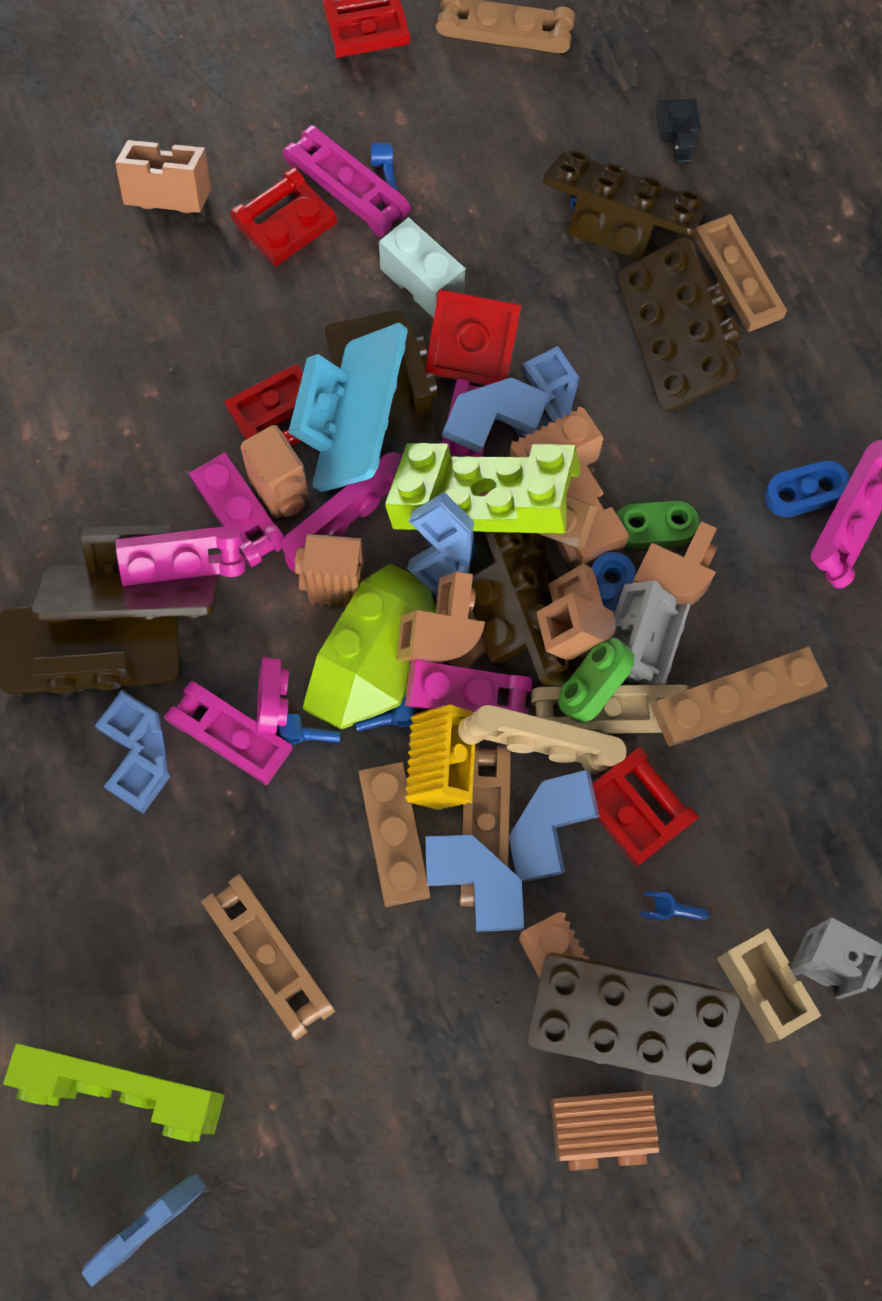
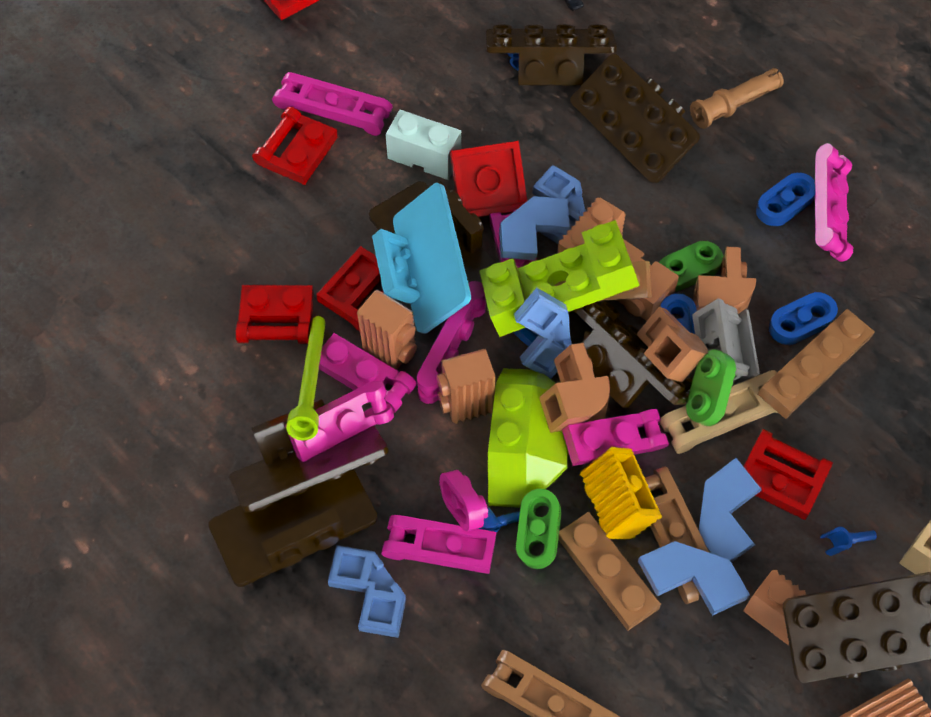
camera: 20 degrees left, 10 degrees down
(130, 542) = (303, 419): none -> lime piece
(163, 178) = (190, 147): nougat brick -> none
(179, 396) = (275, 305): none -> red plate
(336, 758) = (538, 530): none -> bright green plate
(383, 157) = (352, 76): blue hand -> none
(399, 717) = (568, 479): blue hand -> none
(529, 733) = (691, 445): tan plate -> none
(739, 273) = (668, 72): medium nougat plate -> none
(750, 638) = (800, 319): none -> blue plate
(795, 342) = (725, 101): none -> medium nougat pin

